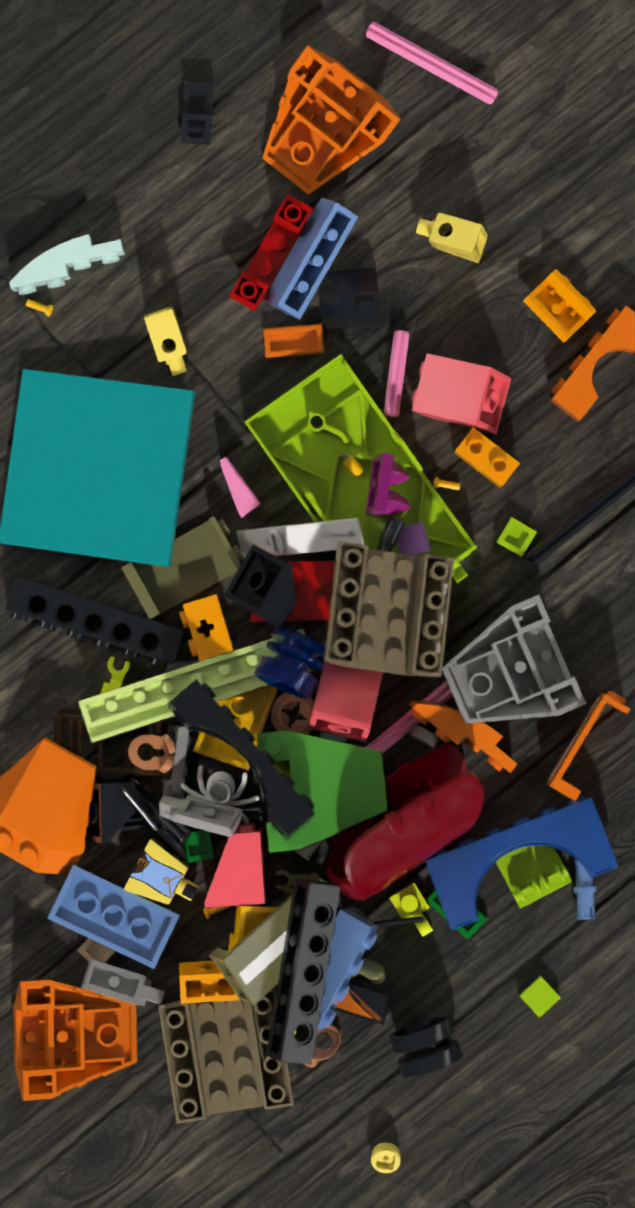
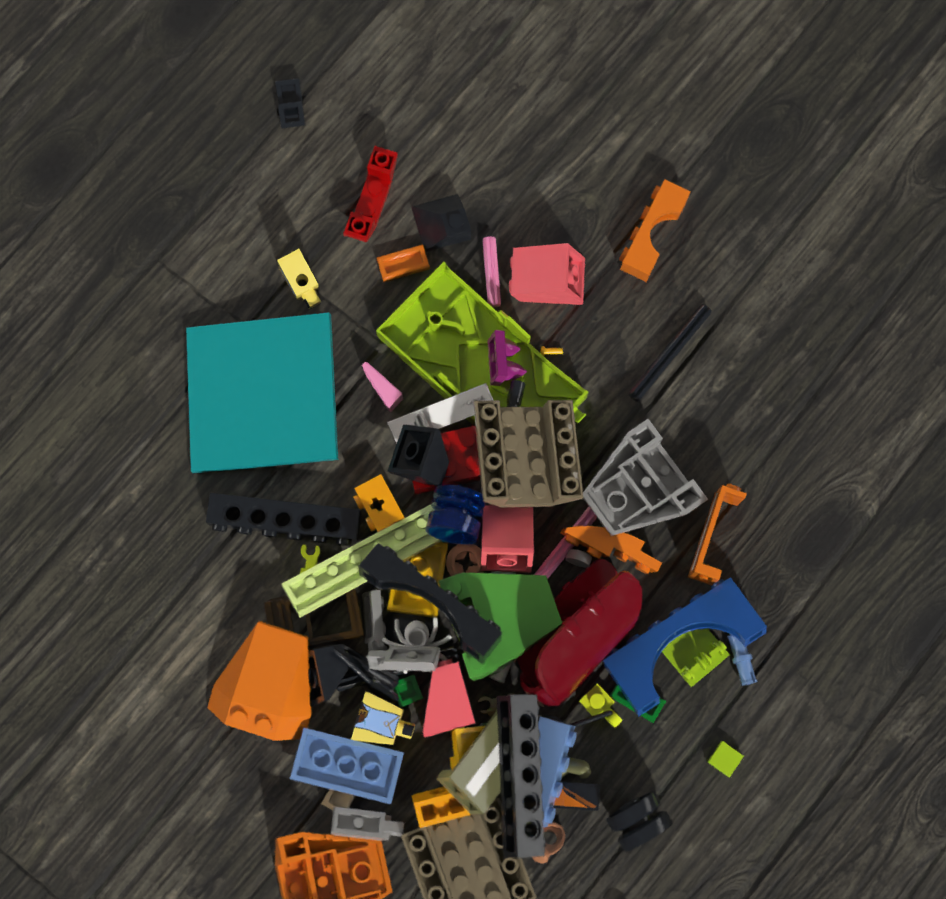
camera: 10 degrees left, 10 degrees down
(41, 307) = (198, 278): yellow piece -> none
(53, 265) = (196, 240): light aqua slope -> none
(161, 763) = (363, 623): nougat piece -> none
(197, 563) = (360, 455): olive panel -> none
(213, 910) = (432, 743): yellow piece -> none
(310, 258) = (403, 193): medium blue brick -> none
(325, 121) = (393, 89): orange wedge -> none
(352, 464) = (472, 349): yellow piece -> none
(414, 540) = (534, 396): medium lavender tile -> none
(431, 63) = (468, 31): bright pink axle -> none
(465, 240) = (516, 154): light yellow torso -> none
(486, 457) = (579, 321): light orange brick -> none
(516, 537) = (617, 381): lime tile -> none
(560, 305) = (611, 191): light orange bracket -> none

